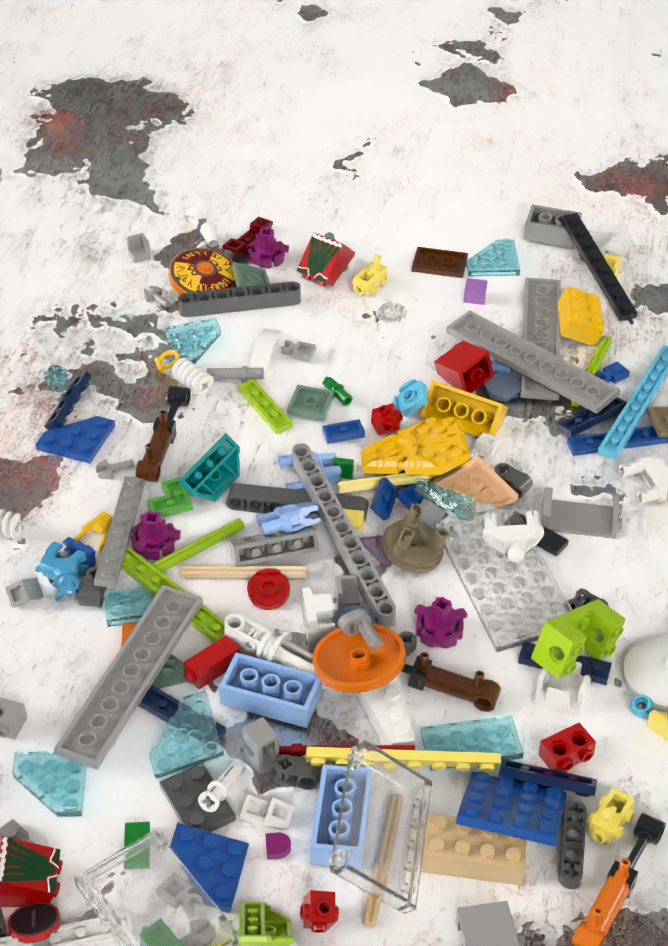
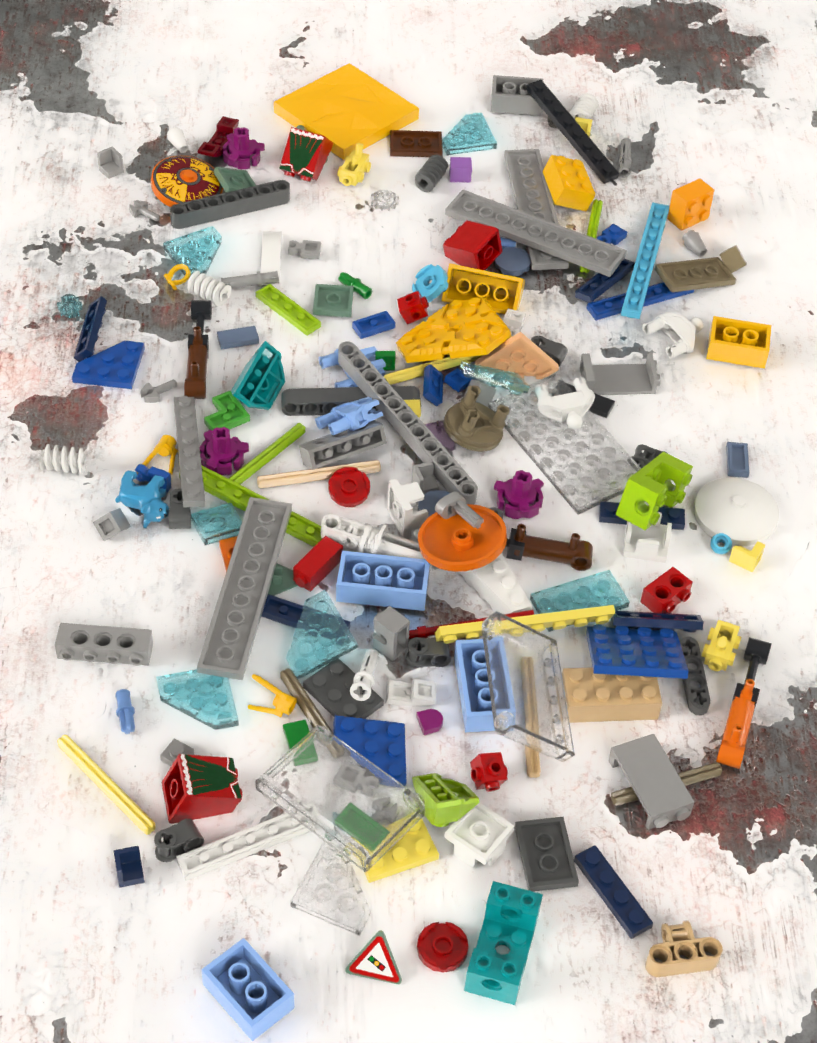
camera: 15 degrees left, 5 degrees up
(34, 922) = (228, 827): black tile -> none
(132, 799) = (284, 702): none -> yellow plant
(155, 802) = (303, 699): none -> dark tan axle
(206, 427) = (238, 337): none -> sand blue tile
(381, 222) = (347, 109): none -> yellow tile
(444, 291) = (431, 173): none -> dark grey piece
(647, 301) = (625, 160): none -> light grey pin

